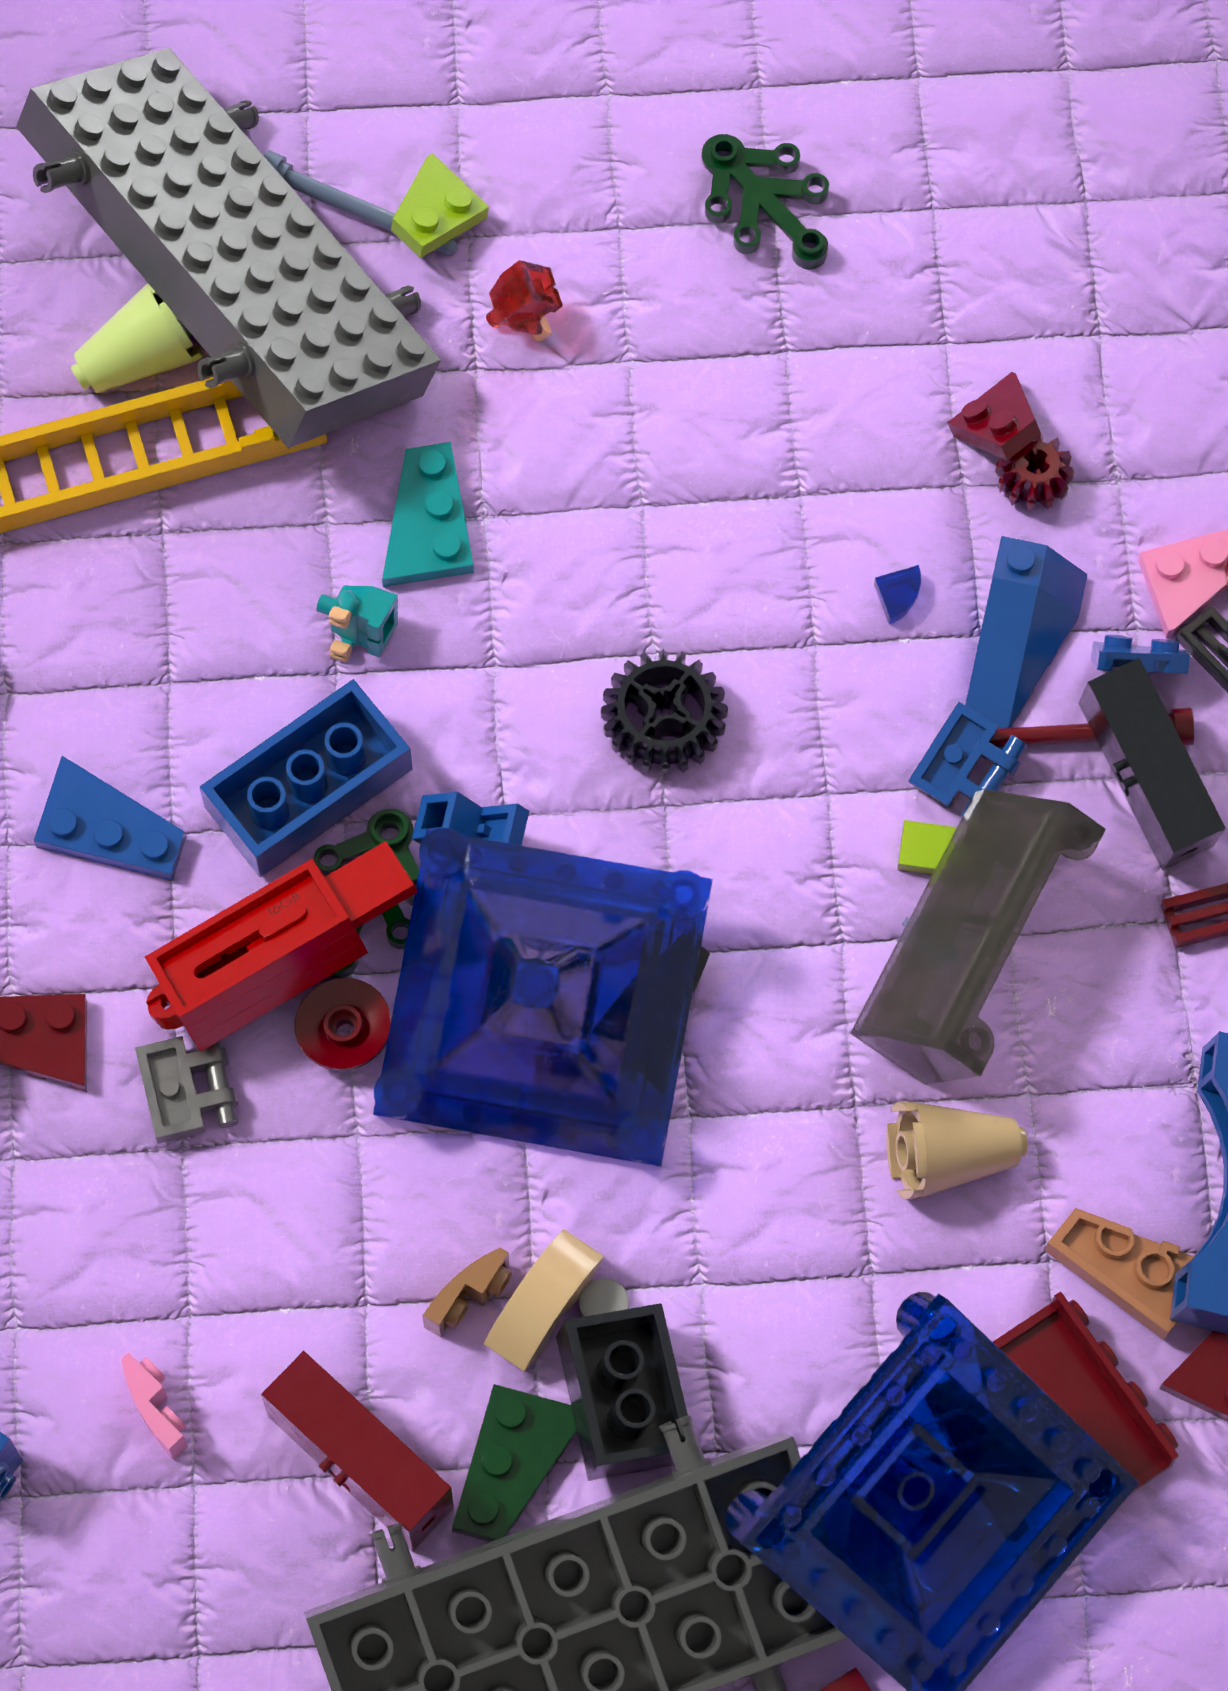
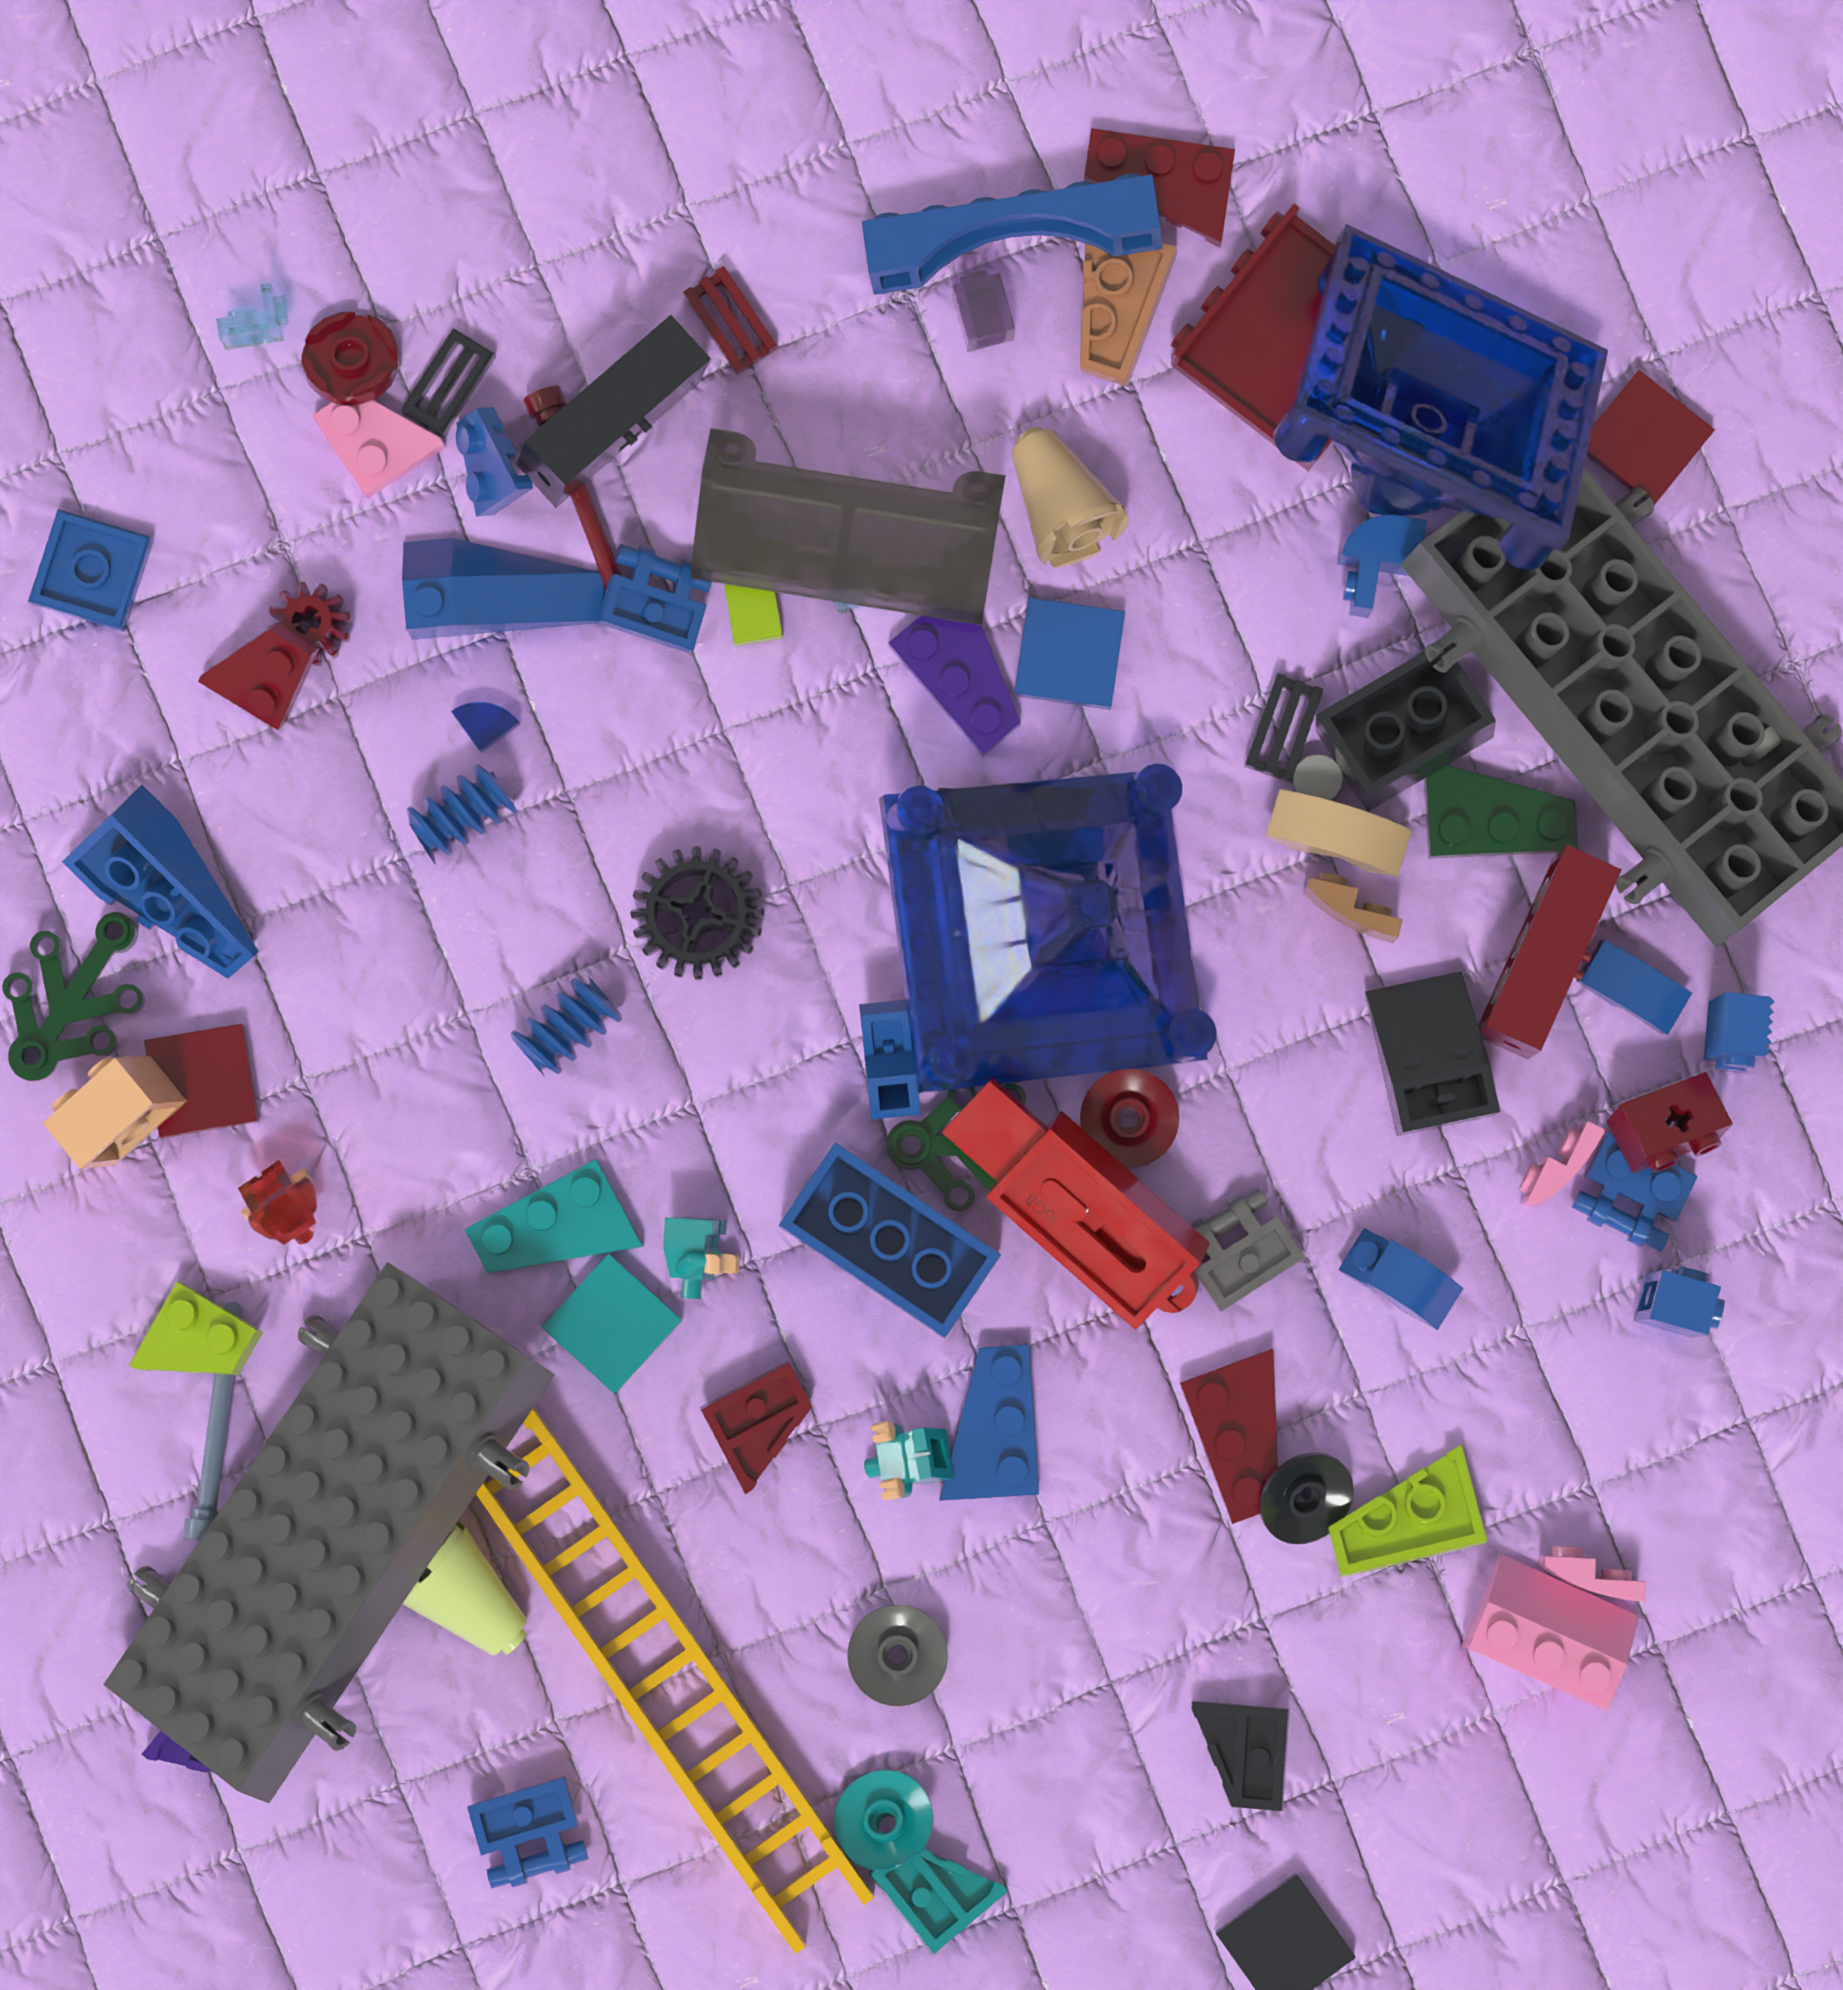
camera: 110 degrees left, 15 degrees up
(98, 1216) = (1401, 1278): none -> blue brick
(106, 736) = (908, 1458): none -> teal piece
(114, 1481) = (1656, 1192): none -> blue plate
(168, 1539) = (1670, 1124): none -> dark red brick
(192, 626) = (757, 1420): none -> dark red wing
(216, 1610) = (1737, 1030): none -> blue brick
(297, 1305) = (1431, 1054): none -> black slope
(298, 1536) = (1634, 986): none -> blue slope
(323, 537) = (611, 1323): none -> teal tile
(596, 574) = (566, 1026): none -> blue piece
(632, 1264) = (1297, 689): none -> black tile
(650, 187) = (113, 1110): none -> light nougat brick
(656, 278) = (211, 1074): none -> dark red tile
(800, 1115) = (1069, 653): none -> blue tile
(803, 1420) = (1375, 547): none -> blue brick
(806, 1011) = (961, 676): none -> dark purple wing
(822, 542) = (459, 812): none -> blue piece
(867, 283) = (156, 872): none -> blue wedge
(1139, 318) = (91, 570): none -> blue tile
(1157, 1136) = (983, 310): none -> clear purple brick

